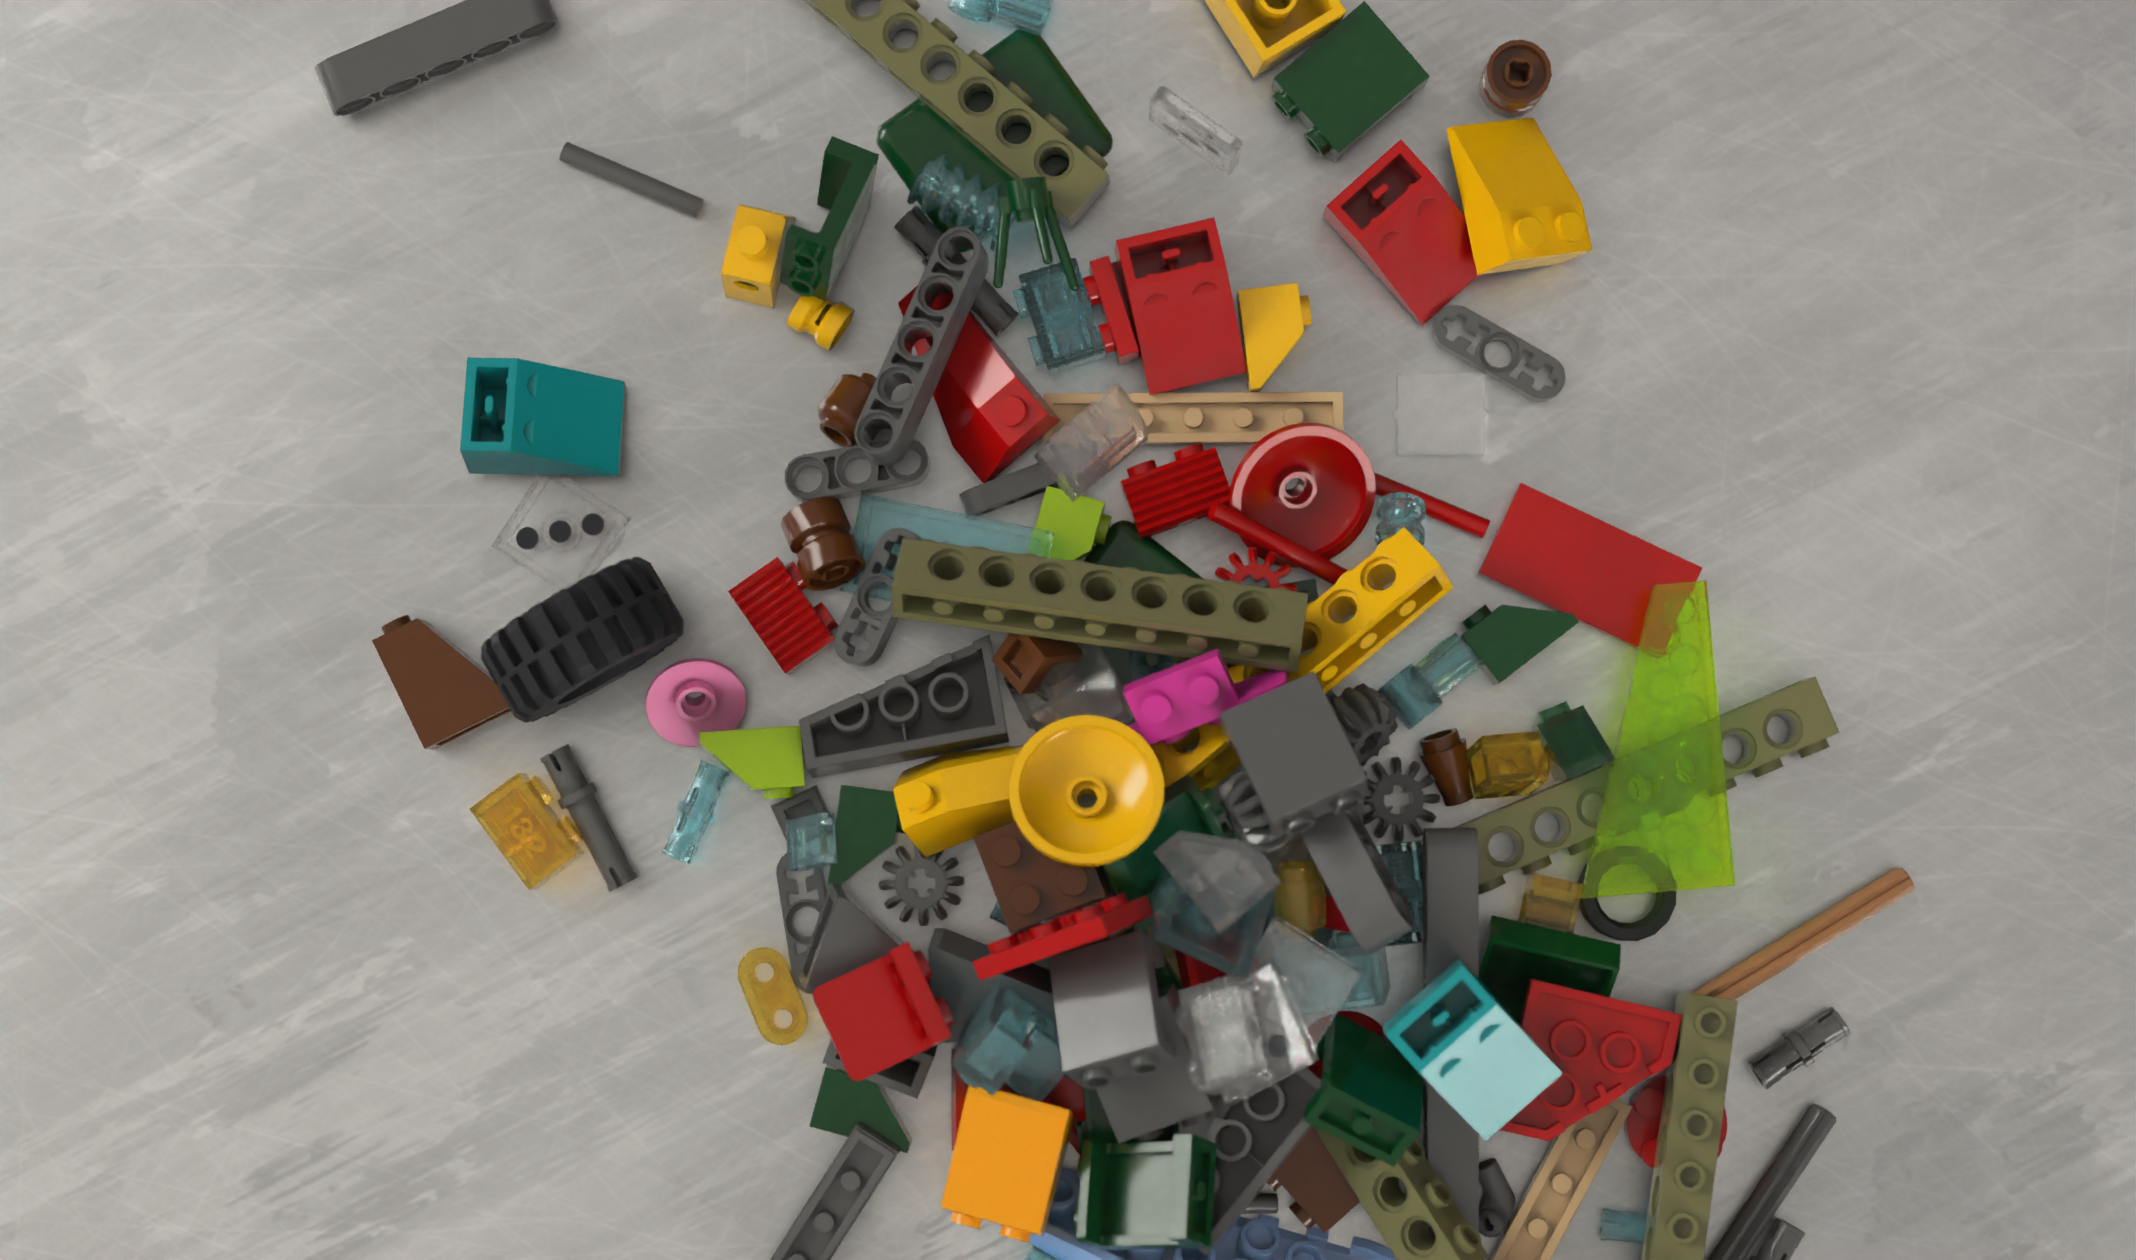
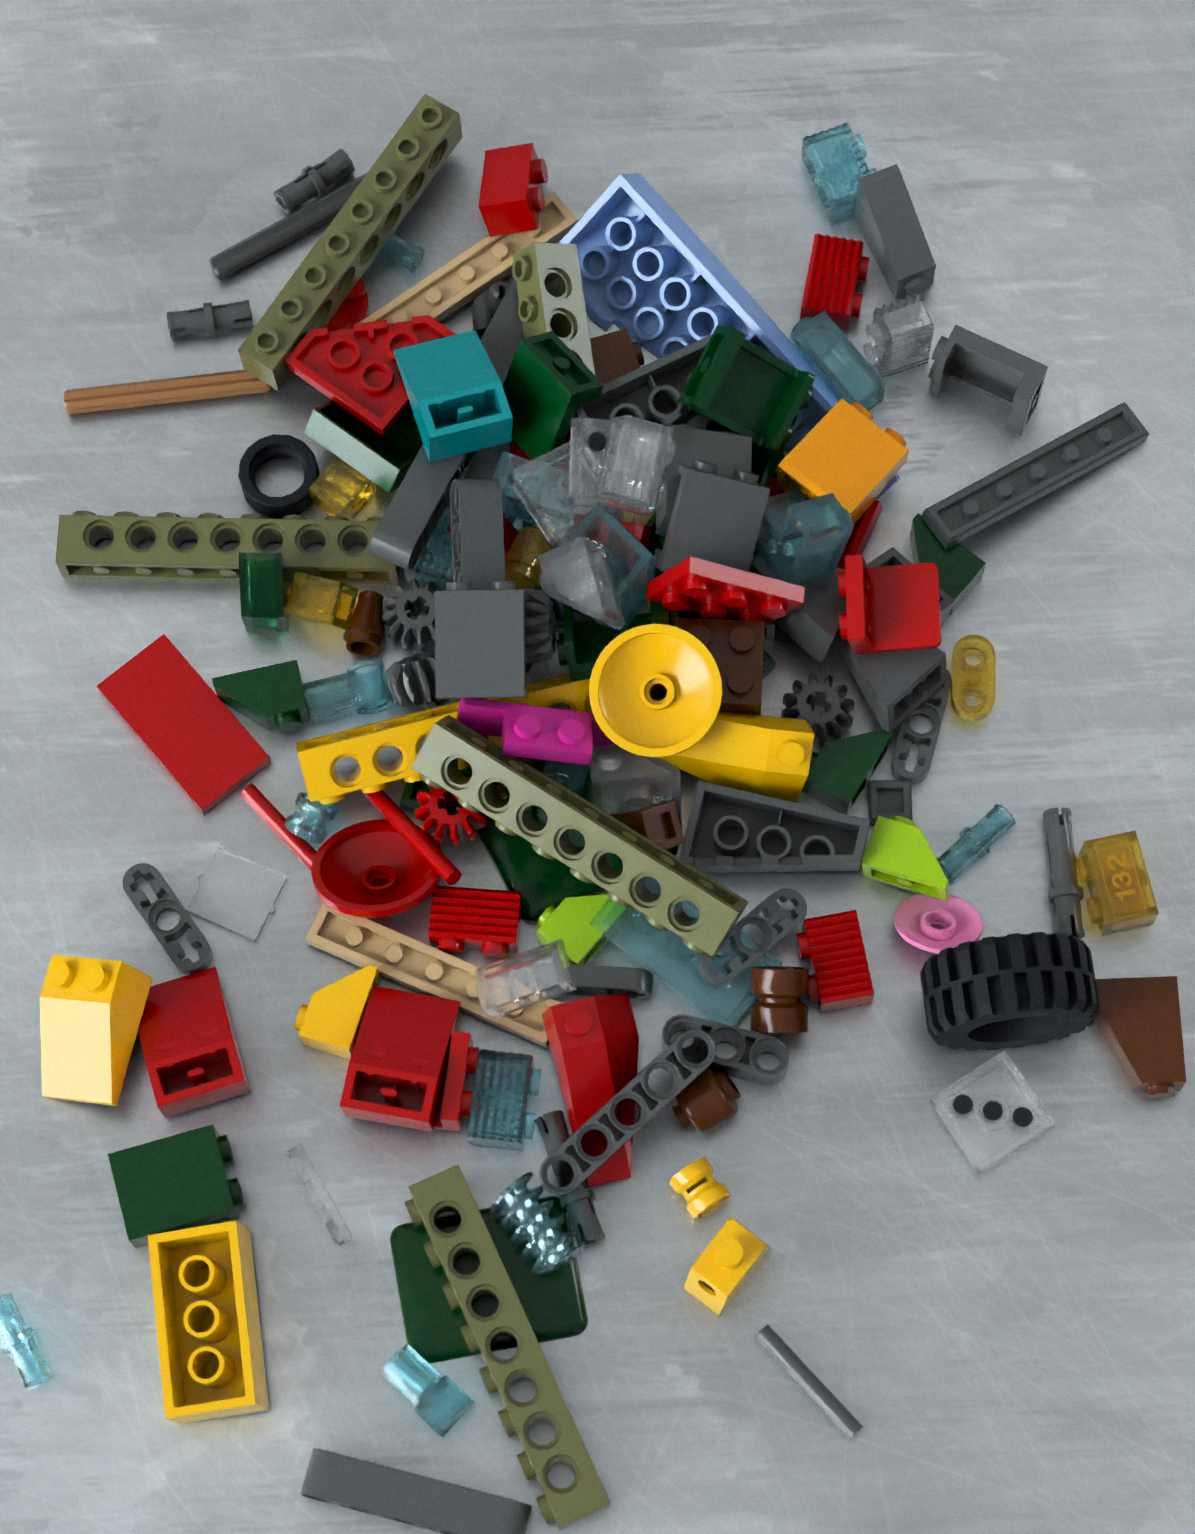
camera: 160 degrees left, 15 degrees down
(540, 419) = (968, 1201): teal slope -> none
(811, 842) = (891, 771): clear light blue tile -> none
(846, 188) = (623, 1276): dark green panel -> none
(1031, 202) = (483, 1183): dark green plant -> none
(1515, 78) = (40, 1124): reddish brown wheel -> none
(1666, 789) = (216, 509): clear neon green wing -> none

